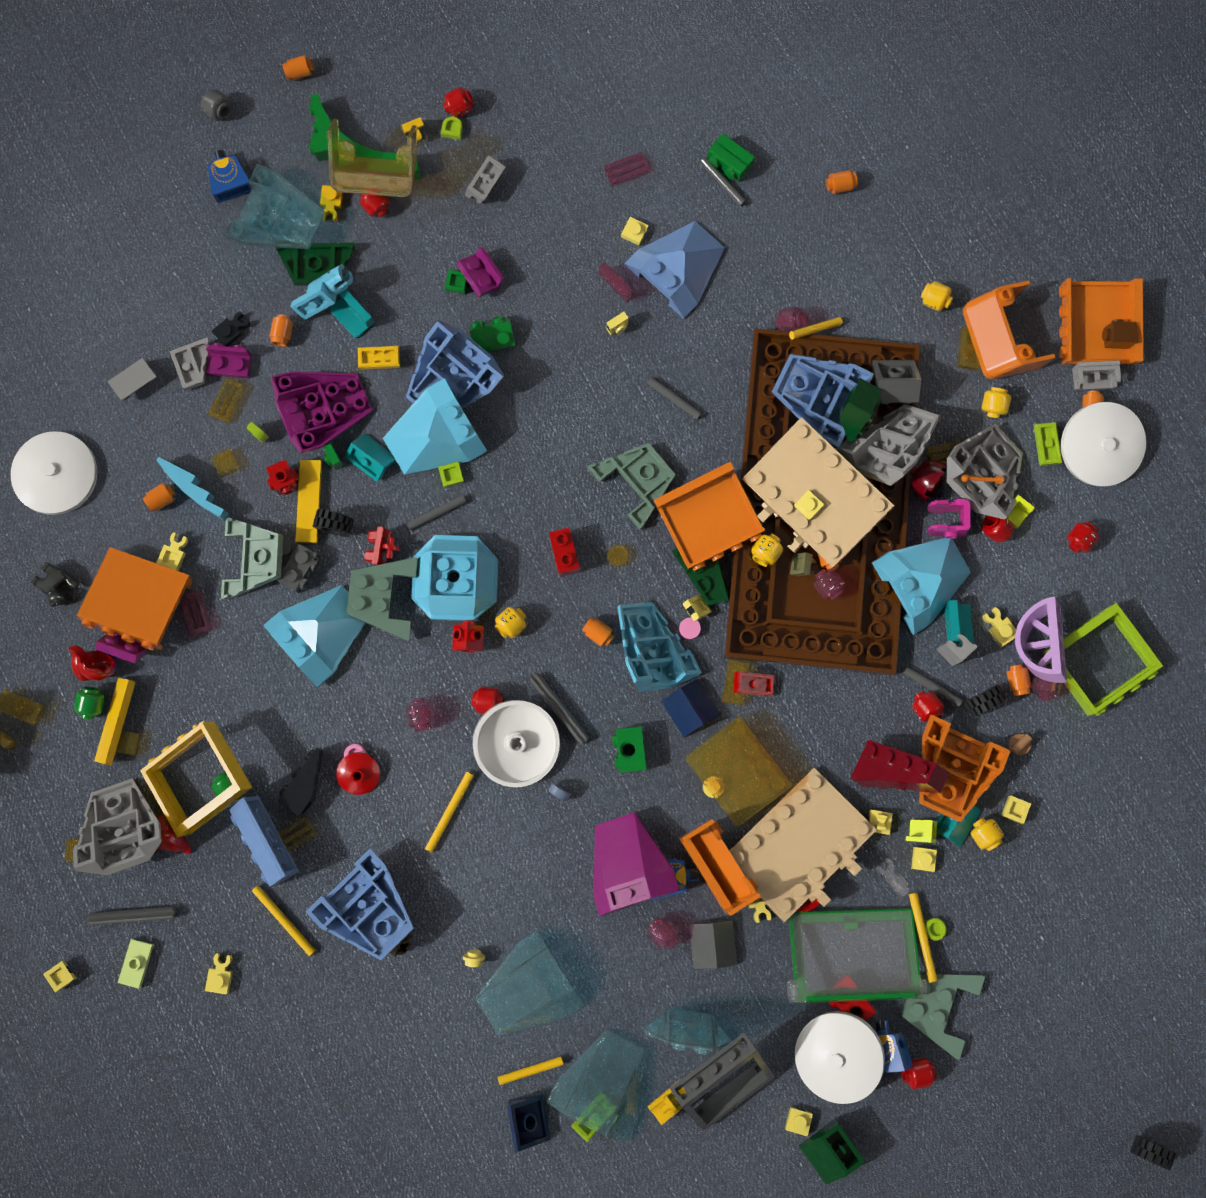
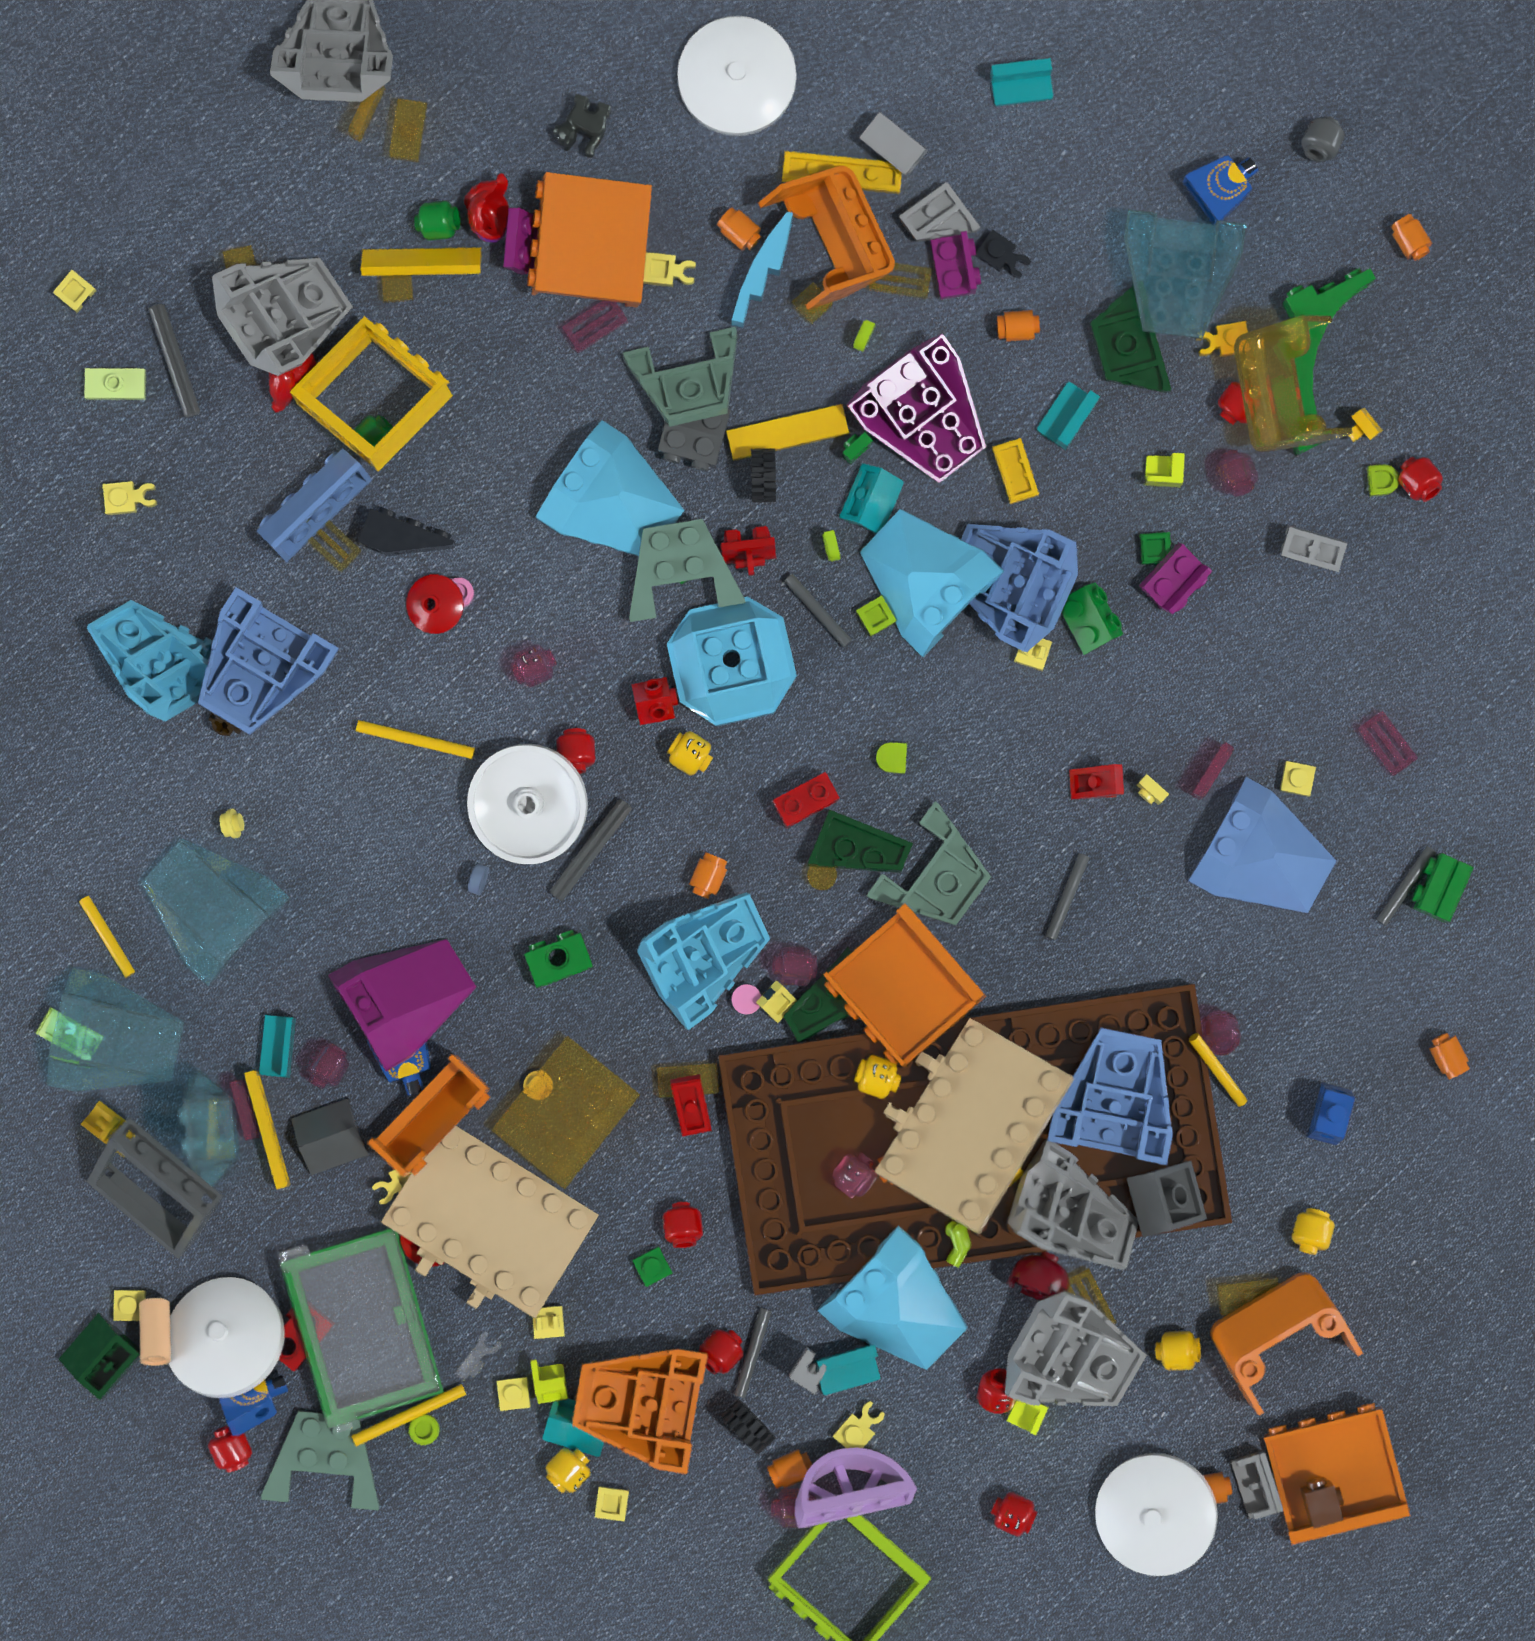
camera: 75 degrees right, 5 degrees up
(117, 286) = (1022, 82): none -> teal panel
(142, 420) = (871, 174): none -> yellow tile
(178, 426) = (845, 226): none -> orange windscreen
(282, 478) = (811, 378): red brick -> none
(283, 920) = (218, 560): yellow bar -> none
(322, 292) = (1085, 369): medium azure plate -> none
(340, 986) = (152, 659): none -> medium azure wedge
(394, 491) = (831, 546): none -> lime tile
(407, 261) = (1165, 470): none -> neon yellow panel
(421, 215) = (1236, 473): none -> clear pink head
(508, 378) = (1035, 656): none -> light yellow tile
(528, 1122) = (41, 950): dark blue slope -> none
(550, 488) = (892, 757): none -> lime tile
(603, 357) = (1096, 782): none -> red slope
(604, 526) = (857, 846): none -> dark green wing
(640, 965) = (277, 1046): none -> teal panel
(675, 588) = (795, 966): none -> clear pink head
(680, 1001) = (244, 1110): none -> clear pink tile
(690, 707) = (638, 1027): dark blue slope -> none
(698, 988) = (267, 1129): none -> yellow tile
(802, 564) = (873, 1131): olive tile -> none
(809, 505) = (951, 1117): light yellow plate -> none
(824, 1107) = (155, 1332): none -> light nougat pin
(835, 711) = (682, 1225): none -> red head
(857, 739) = (652, 1266): none -> green plate
(859, 408) = (1107, 1154): dark green slope -> none
(862, 263) = (1331, 1114): none -> blue torso
(892, 524) = (960, 1240): none -> lime arm
(892, 768) = (620, 1317): dark red wedge -> none
(960, 506) = (971, 1328): dark pink piece -> none
(998, 479) = (1060, 1374): orange hinge -> none
(1020, 744) = (702, 1490): medium nougat plate -> none
(1047, 444) = (1138, 1437): lime plate -> none

